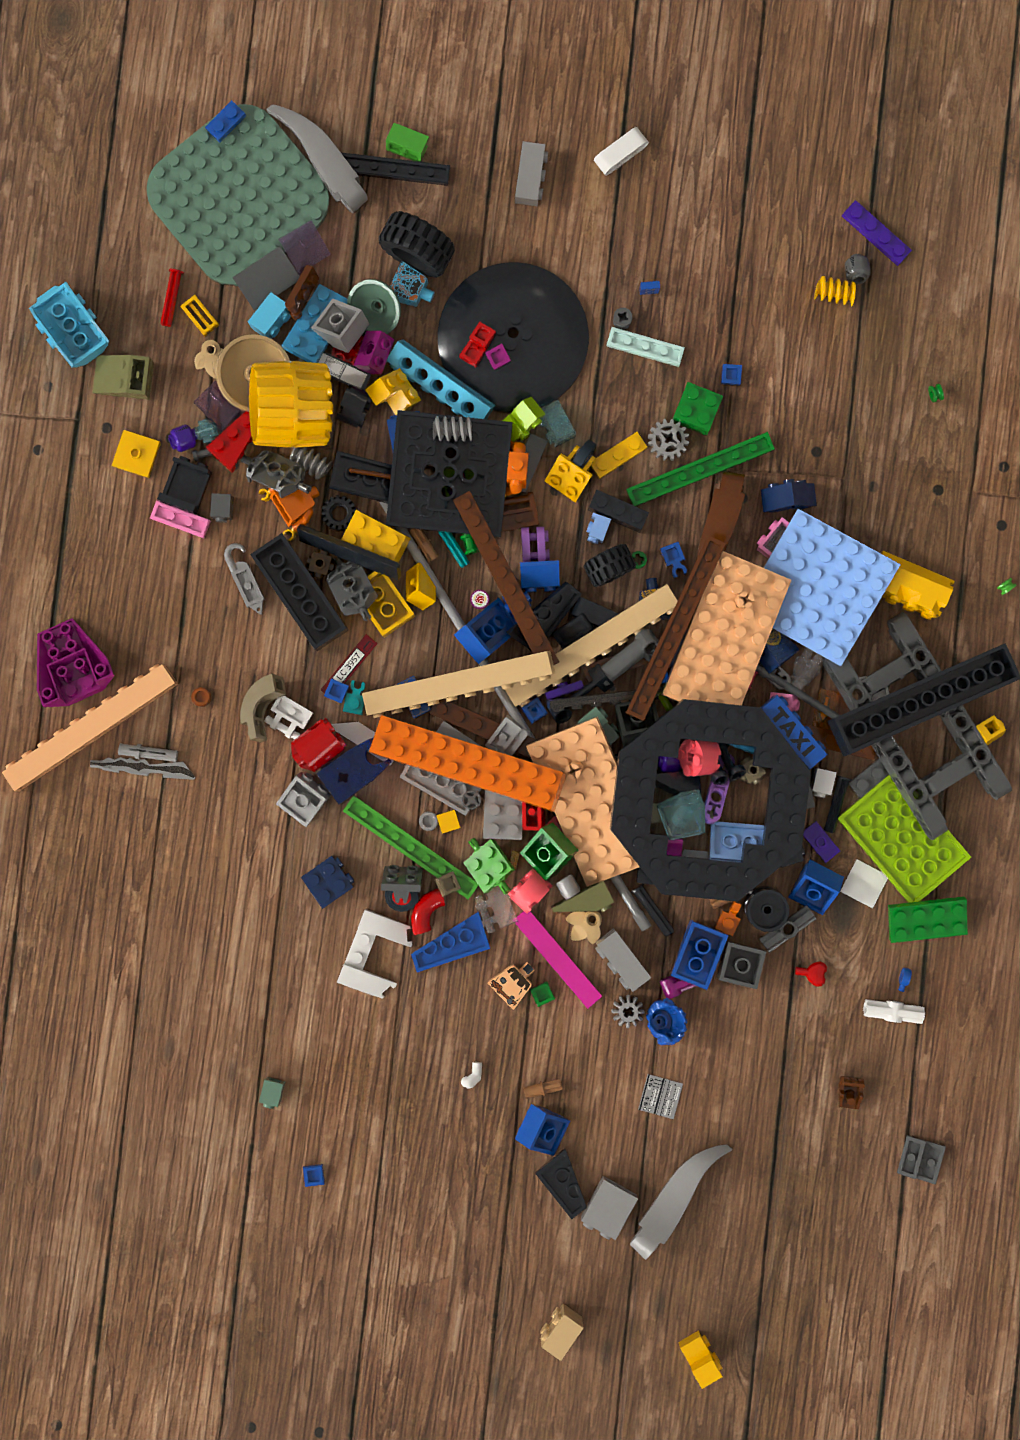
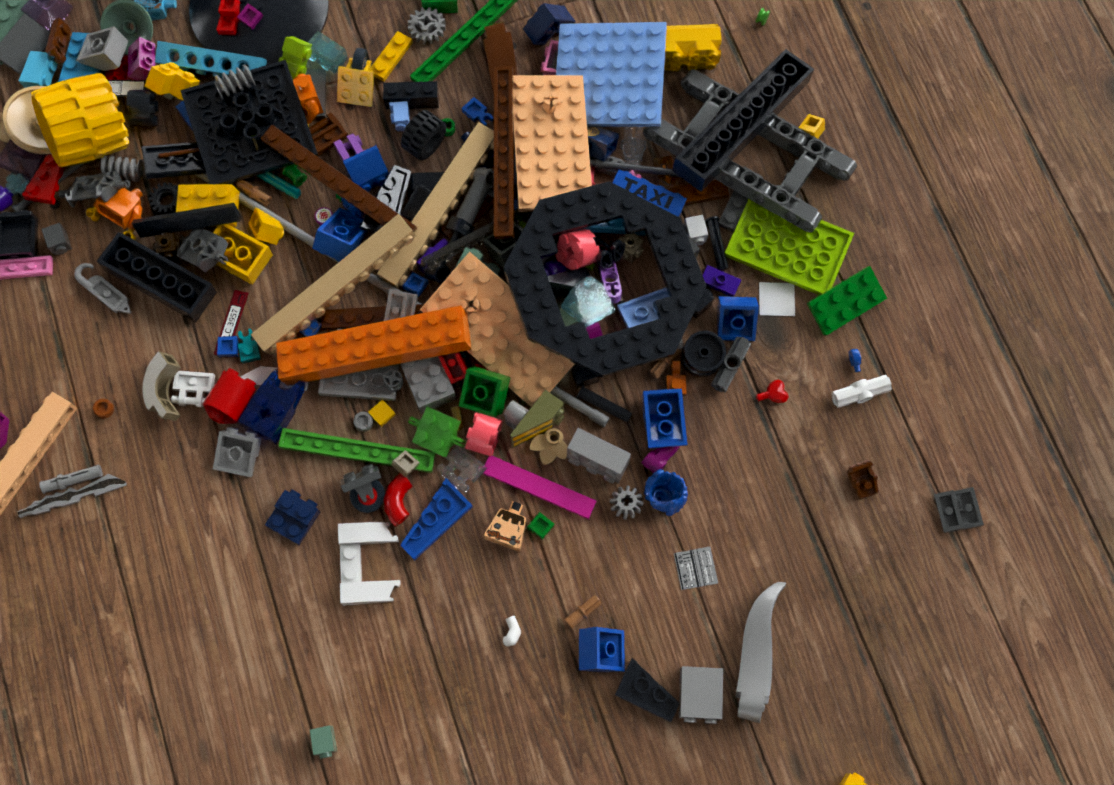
camera: 30 degrees left, 15 degrees down
(741, 964) = (706, 411): dark grey brick -> none

